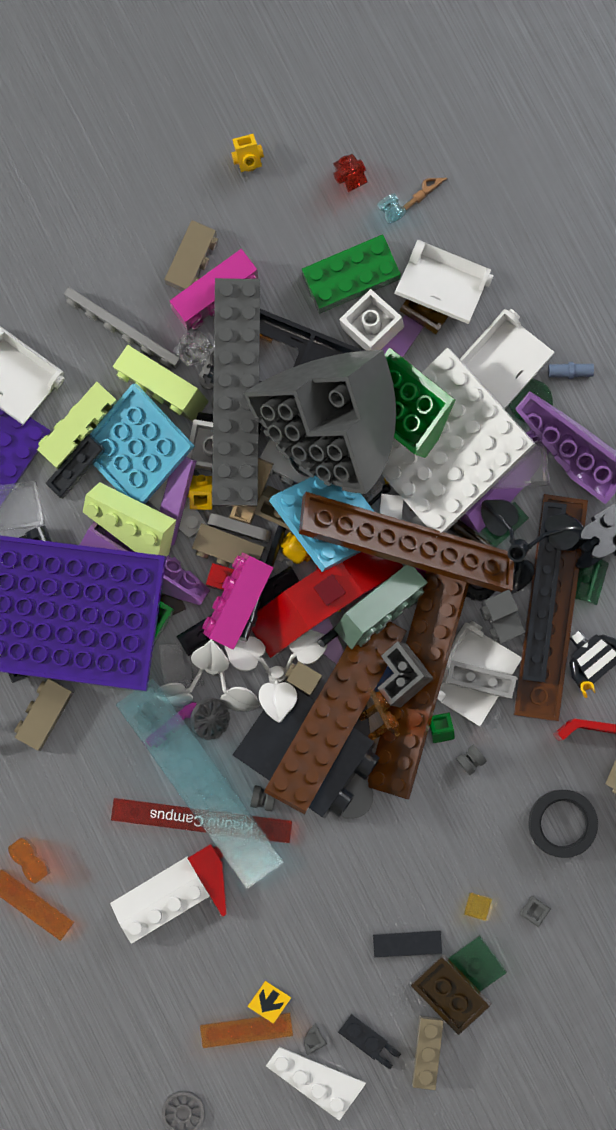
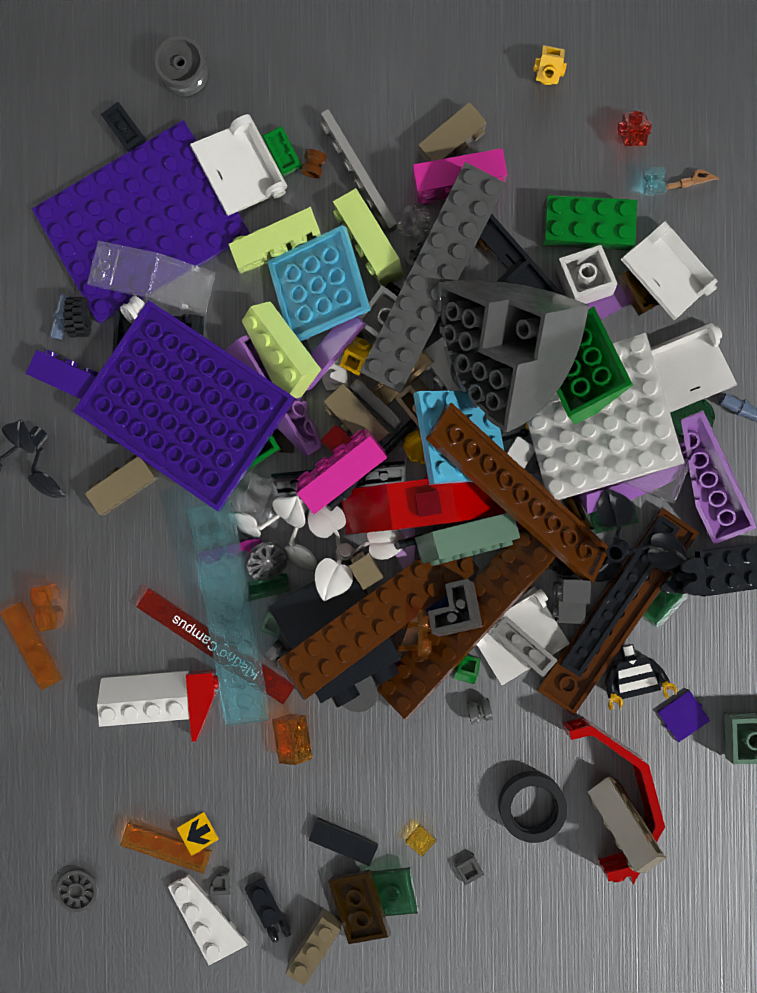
camera: 20 degrees right, 5 degrees up
(44, 343) = (282, 151): none -> green plate
(75, 466) = (256, 276): black tile -> none
(78, 341) = (313, 164): none -> reddish brown wheel
(219, 745) = (261, 589): none -> clear green slope
(243, 776) = (270, 626): none -> sand green tile
(313, 869) = (292, 739): none -> clear orange brick

